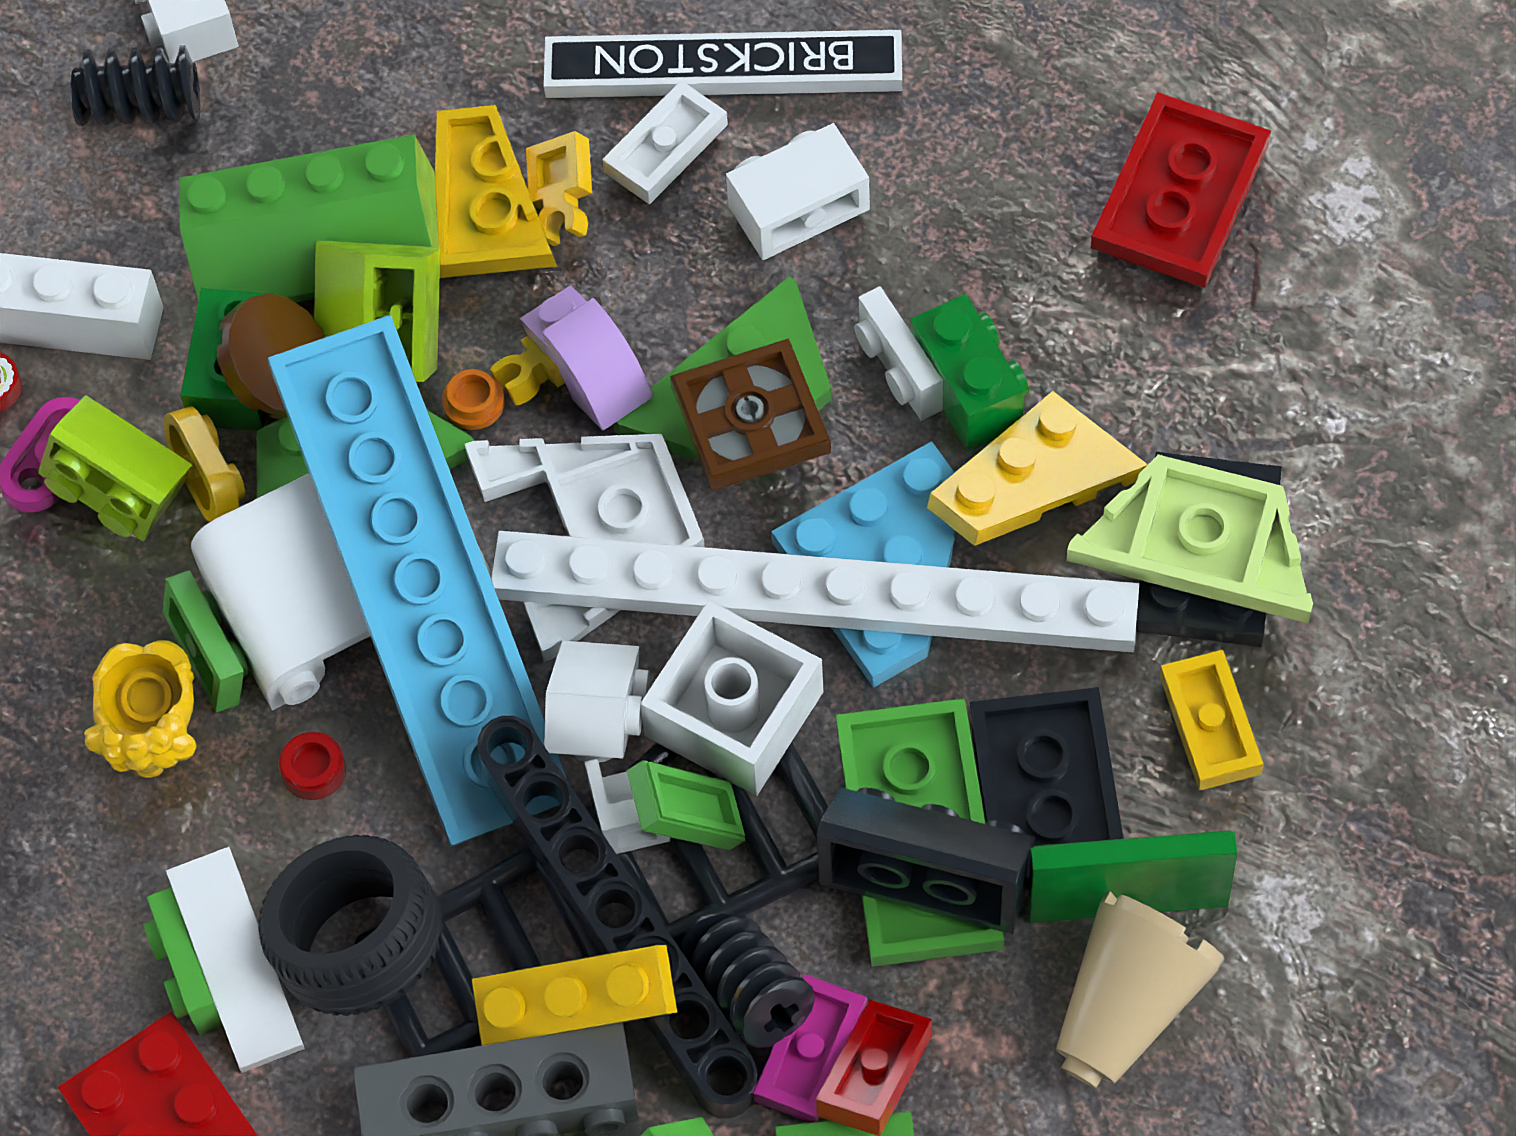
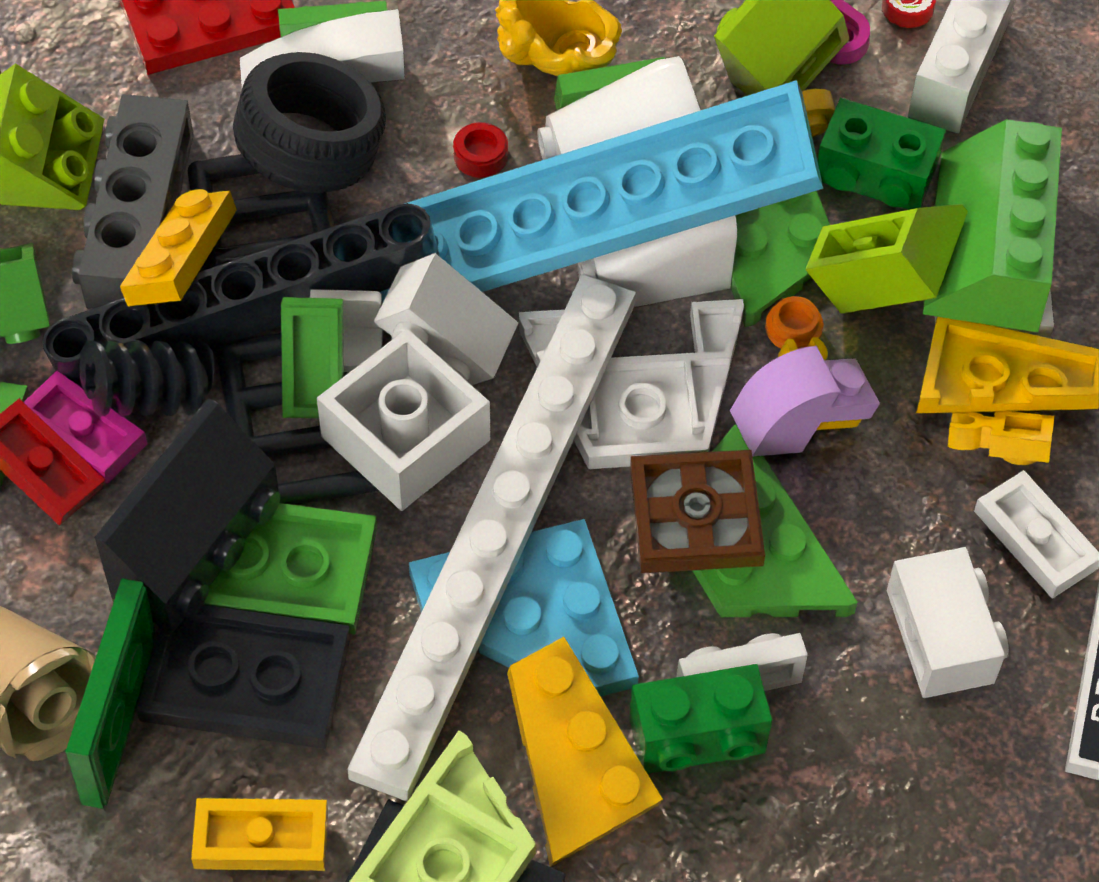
camera: 100 degrees right, 5 degrees down
(253, 333) = (862, 163): reddish brown tile -> none

